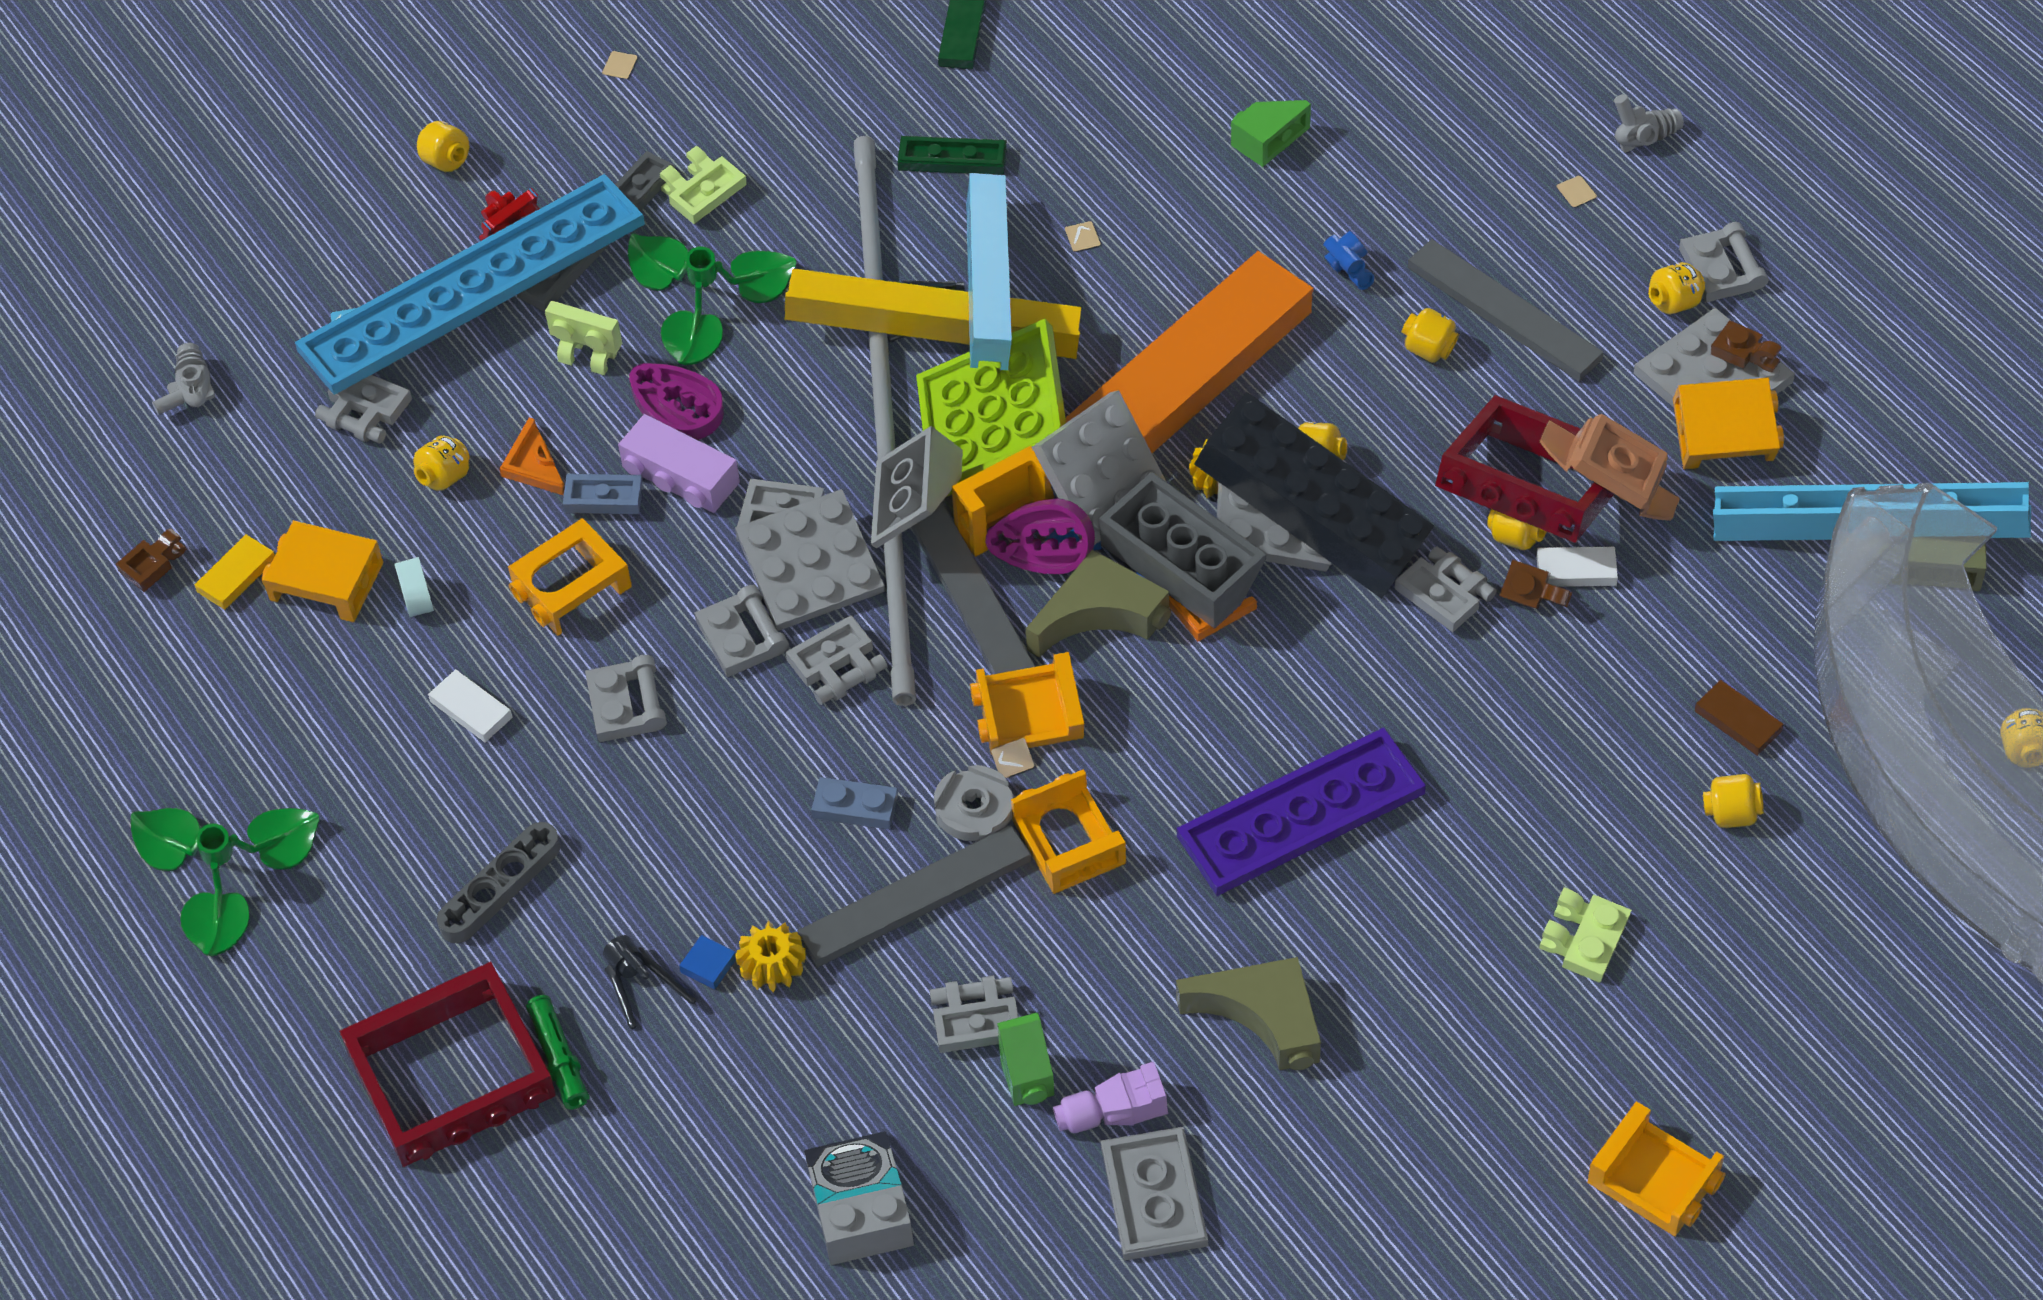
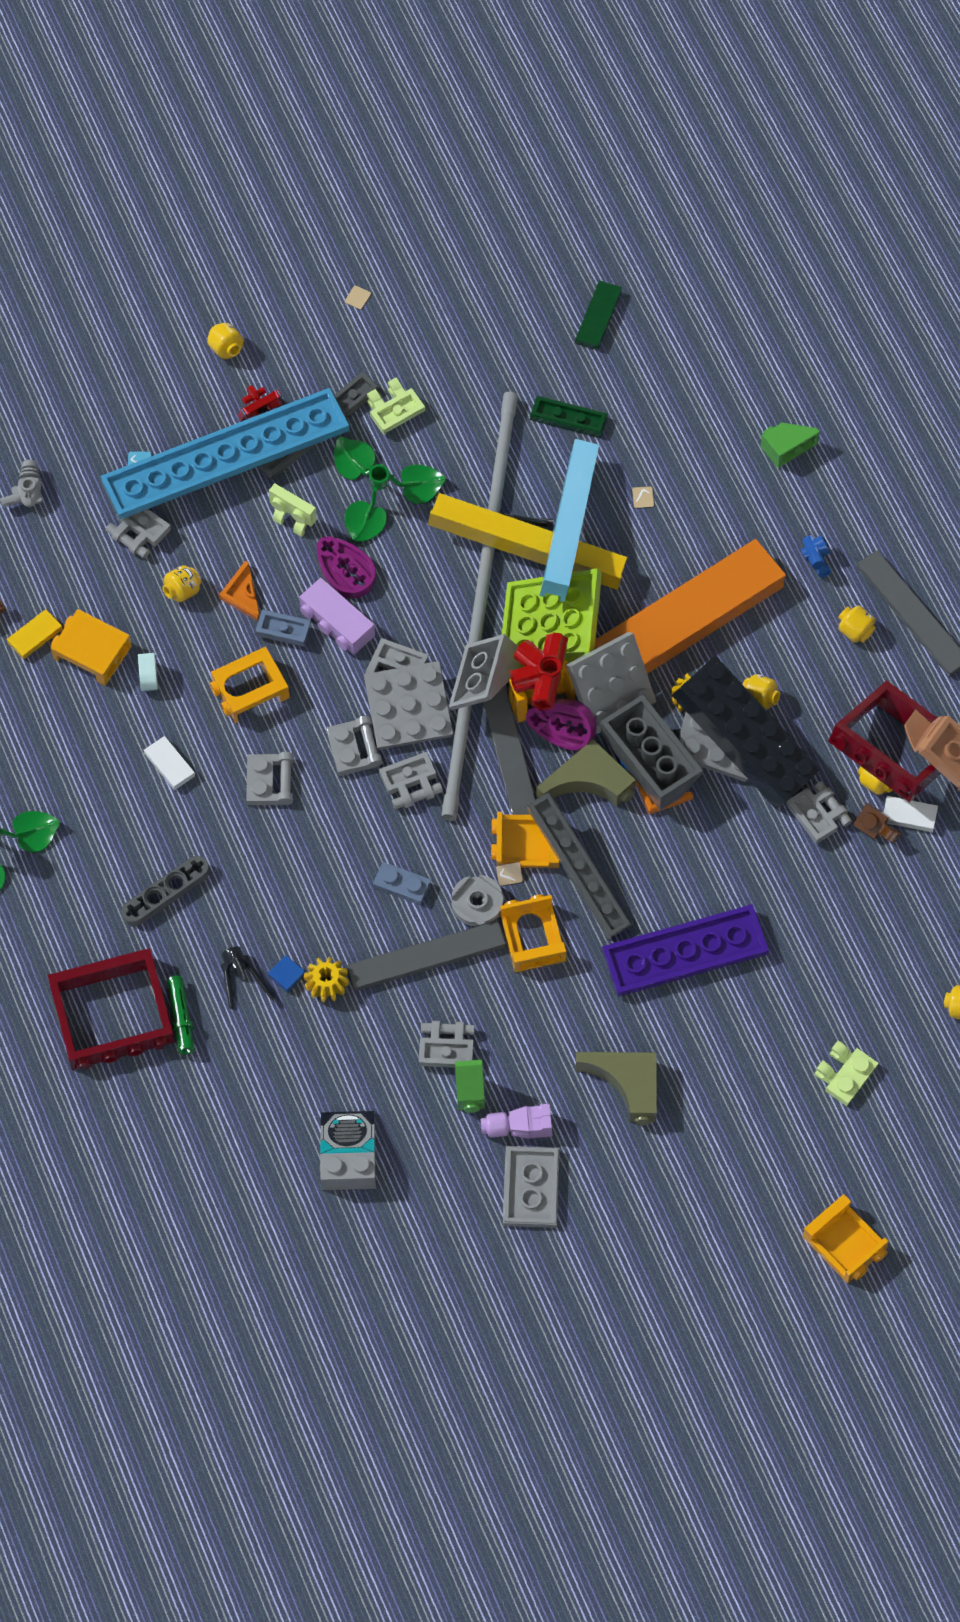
camera: 10 degrees right, 10 degrees up
(995, 461) = (535, 664): none -> red piece
(1114, 722) = (578, 865): none -> dark grey tile

